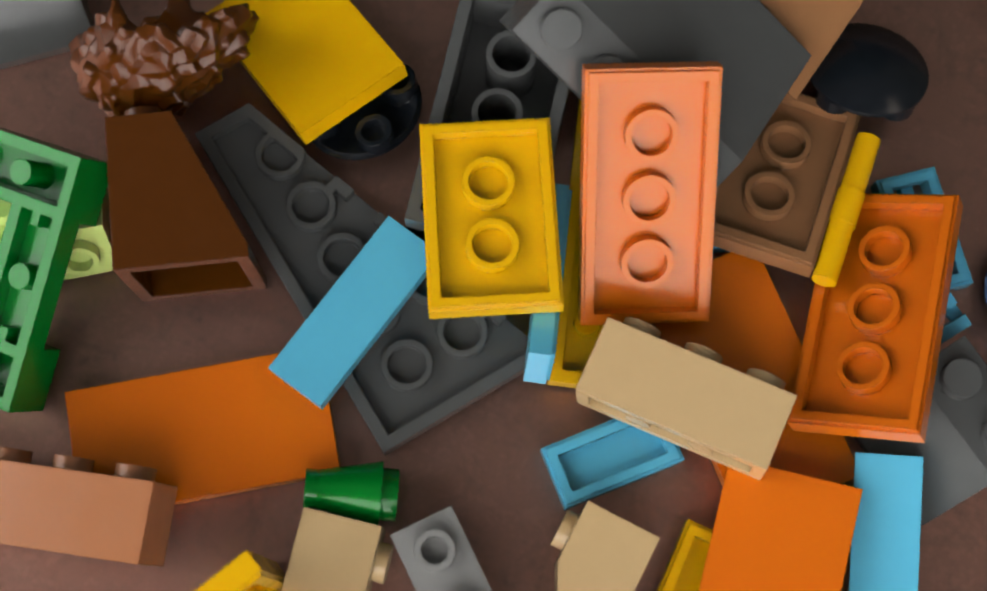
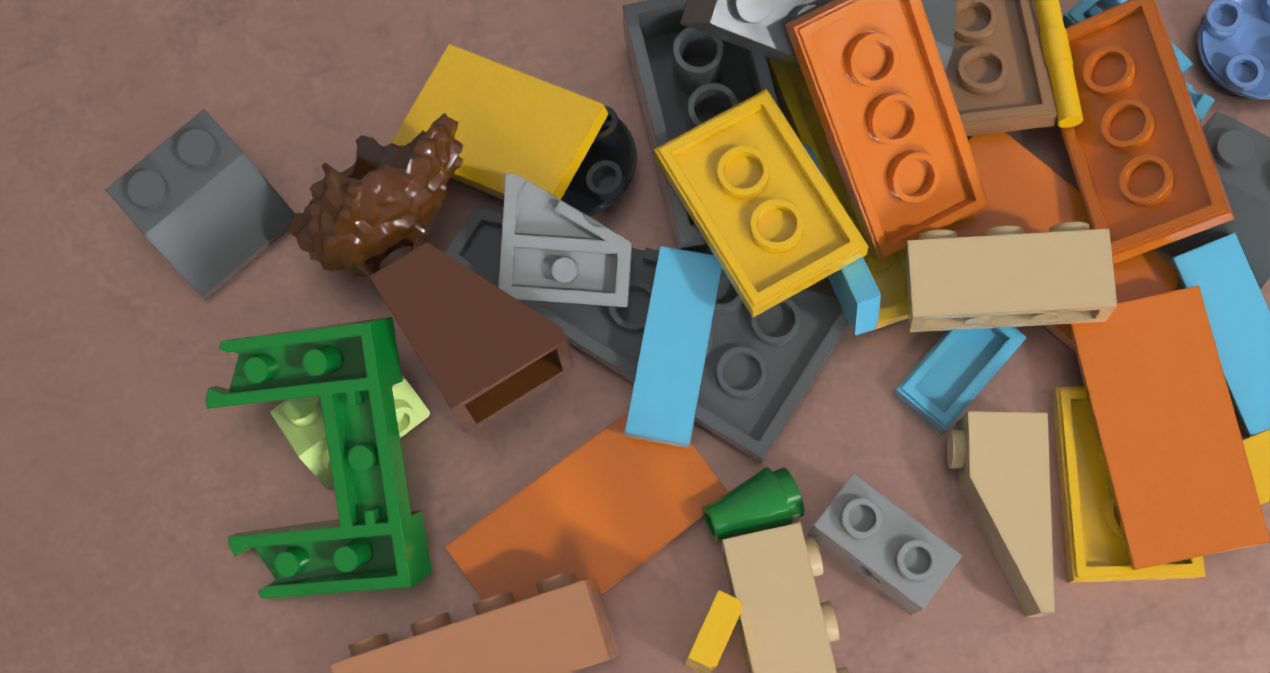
camera: 20 degrees left, 0 degrees up
(294, 176) = (558, 251): none -> light grey wing

